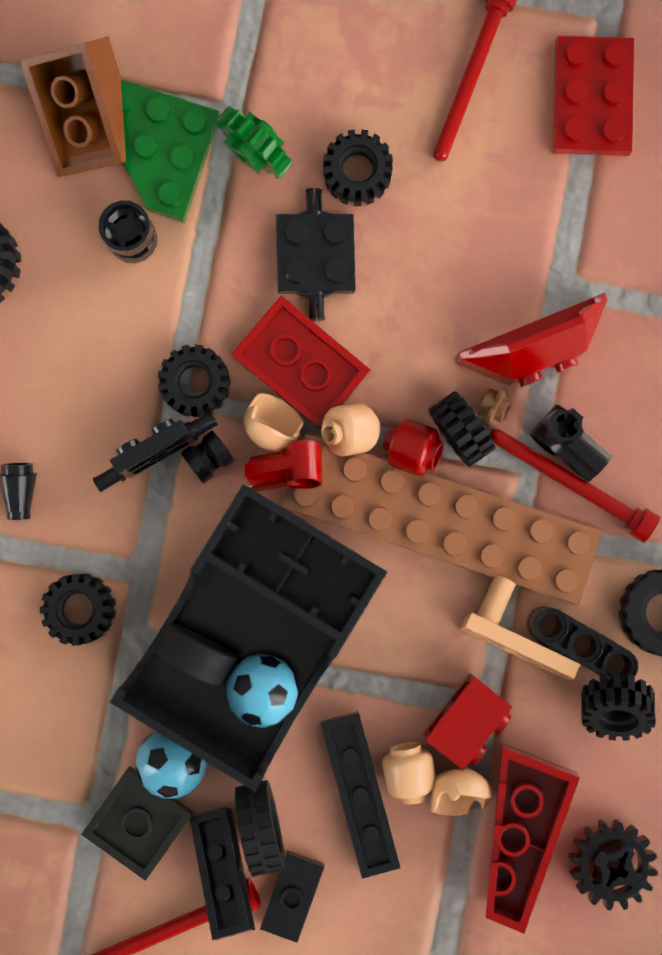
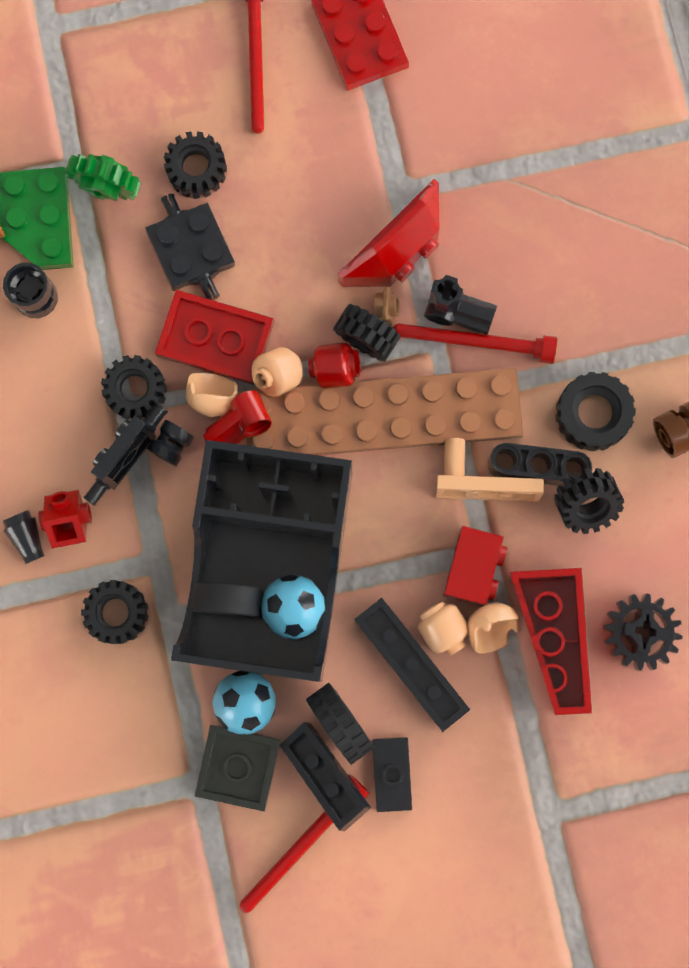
camera: 20 degrees left, 5 degrees down
(65, 491) = (65, 518): none -> red brick

